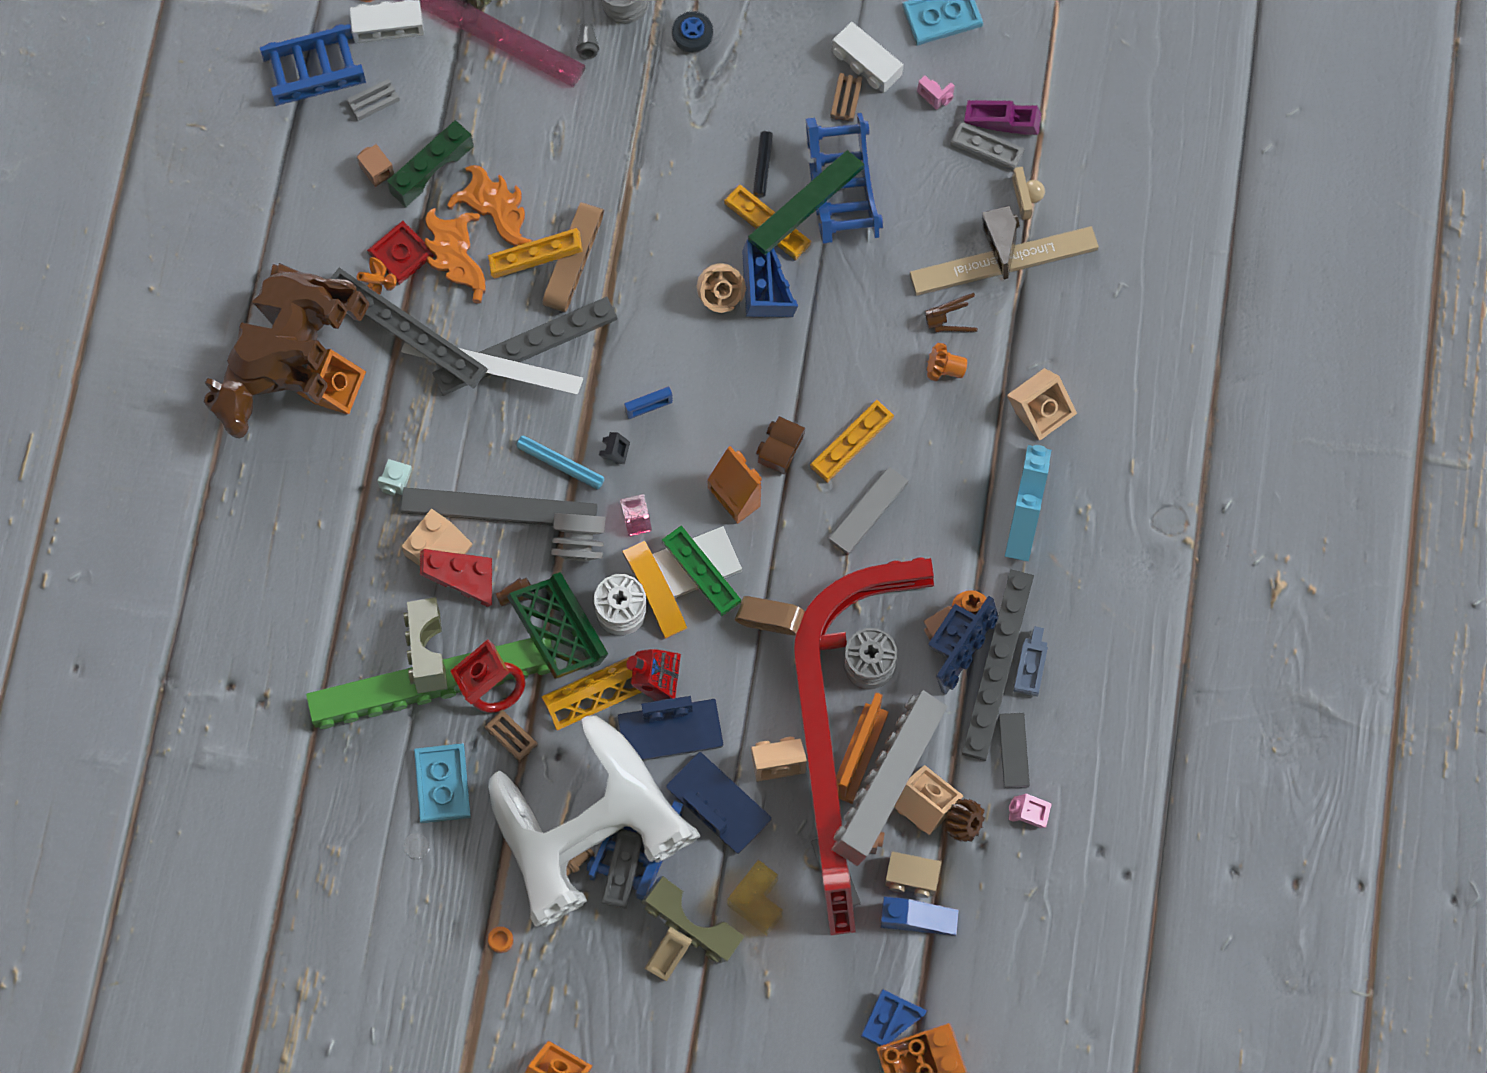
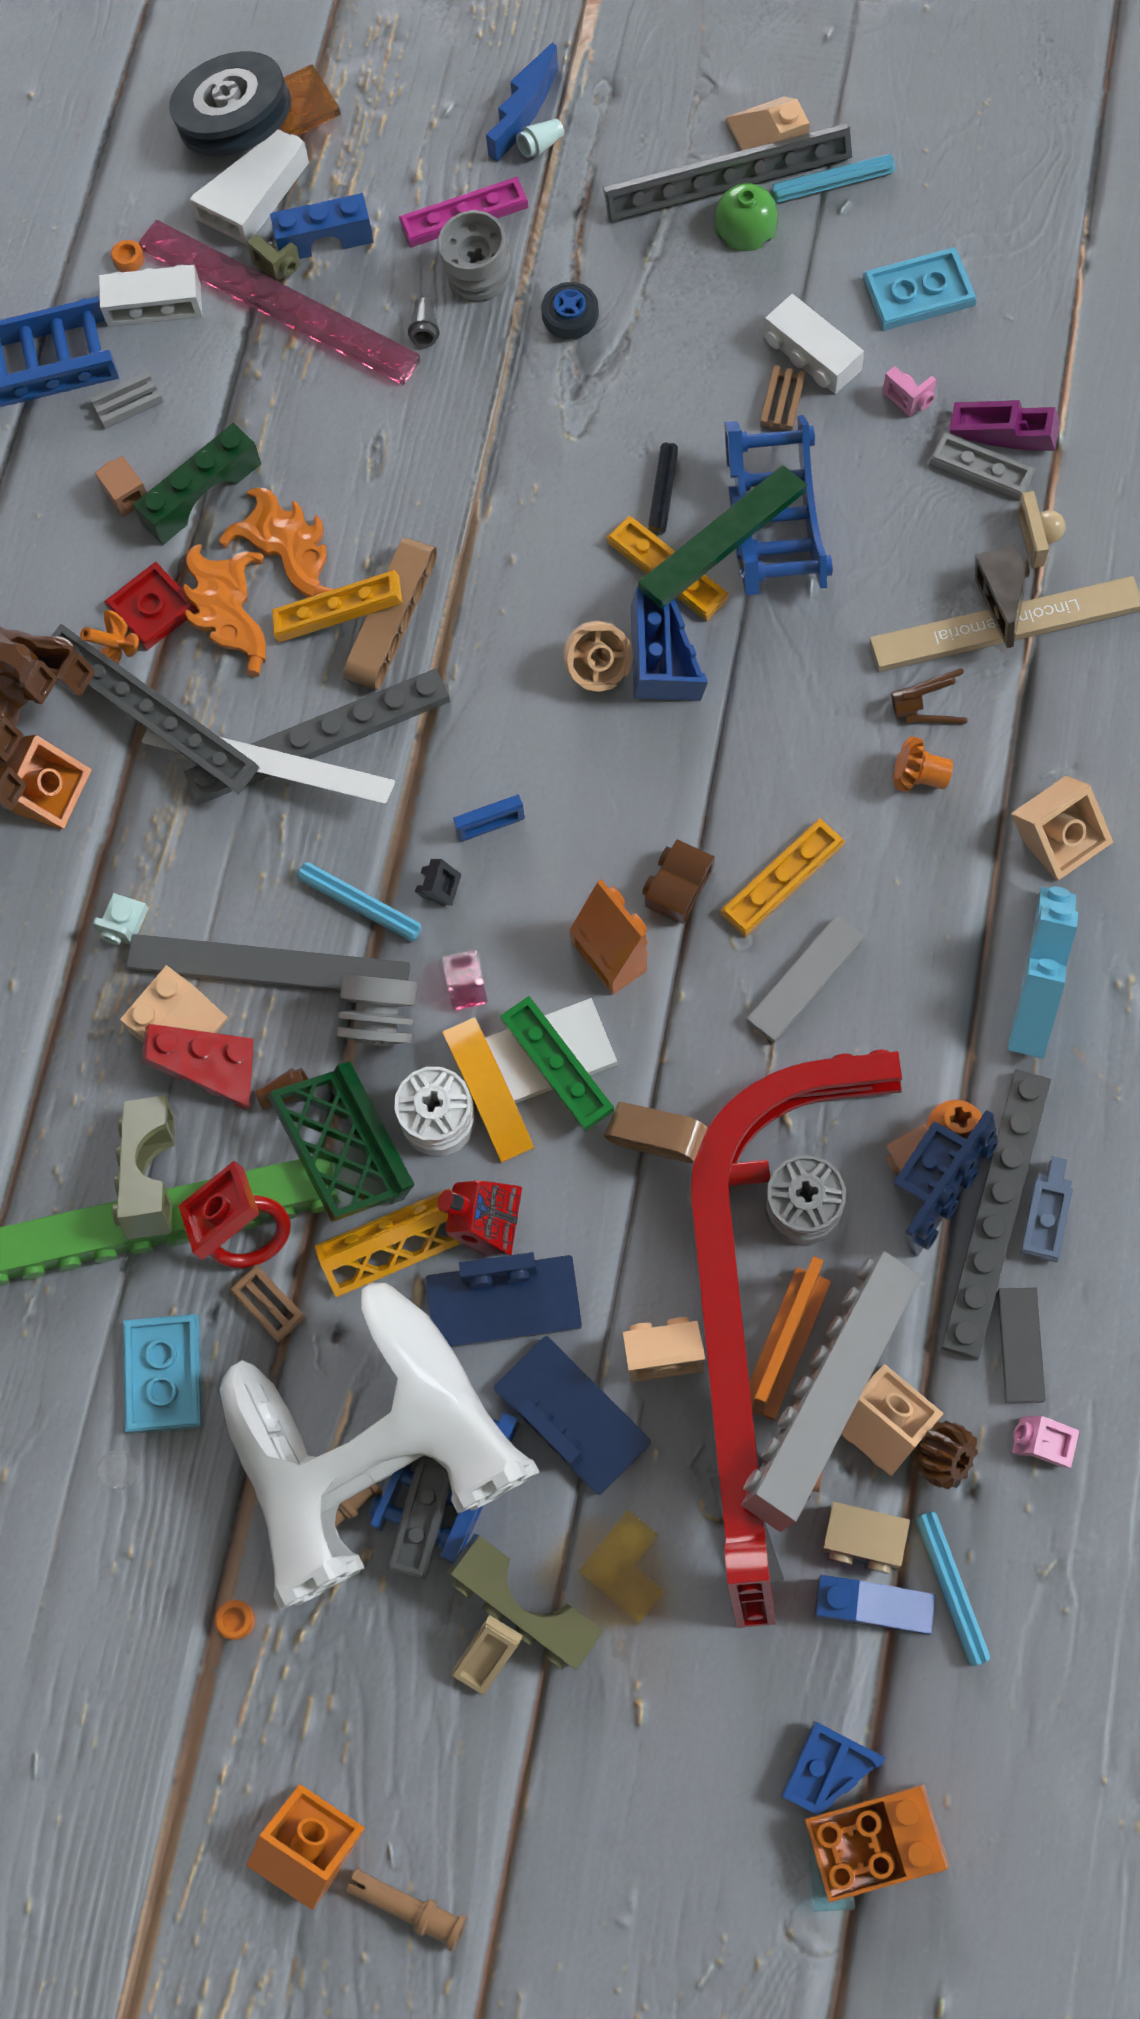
camera: 10 degrees right, 0 degrees up
(969, 905) = (953, 1589): none -> medium azure axle

